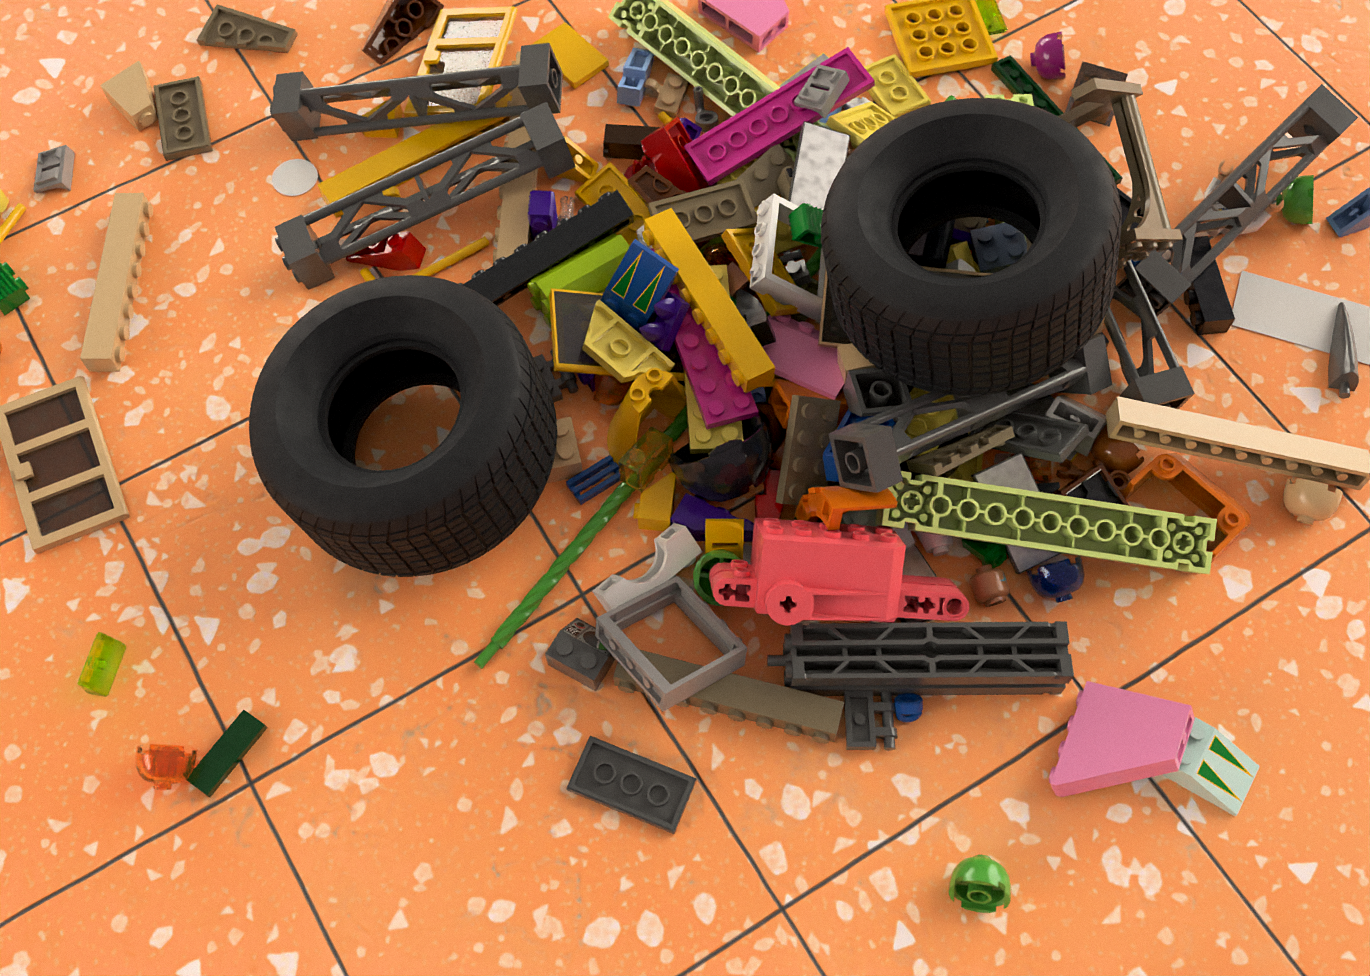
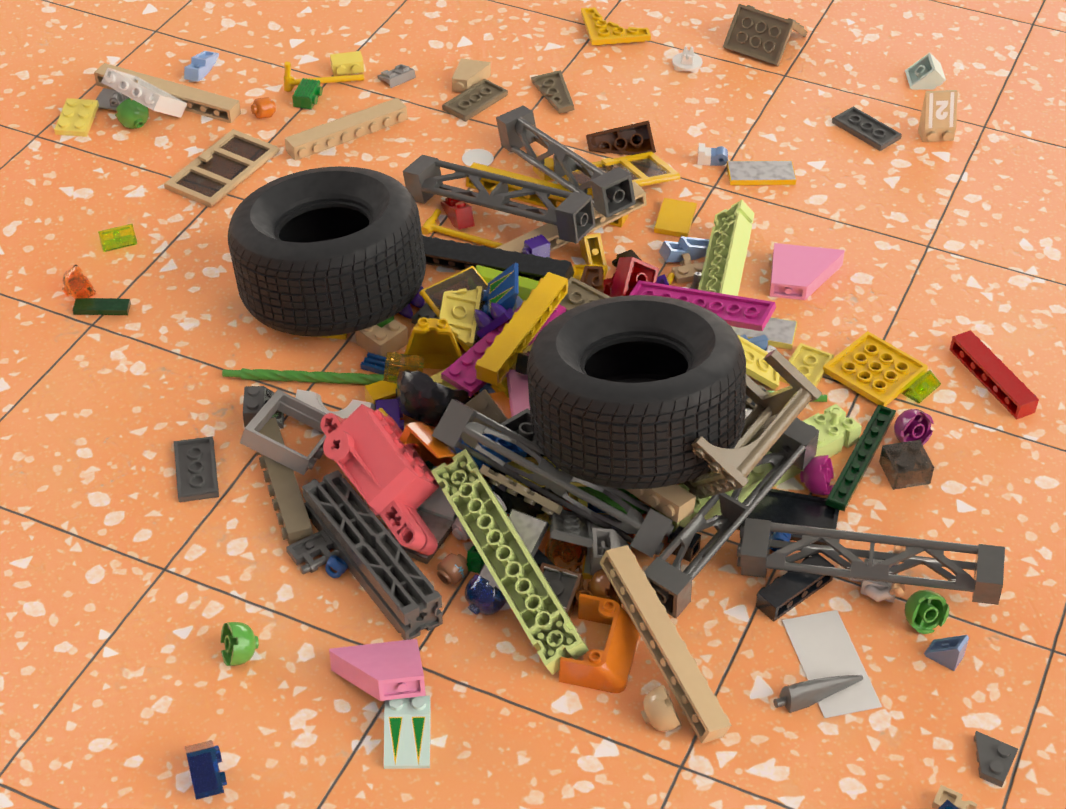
camera: 55 degrees right, 20 degrees down
(818, 99) = (739, 308): light grey piece -> none

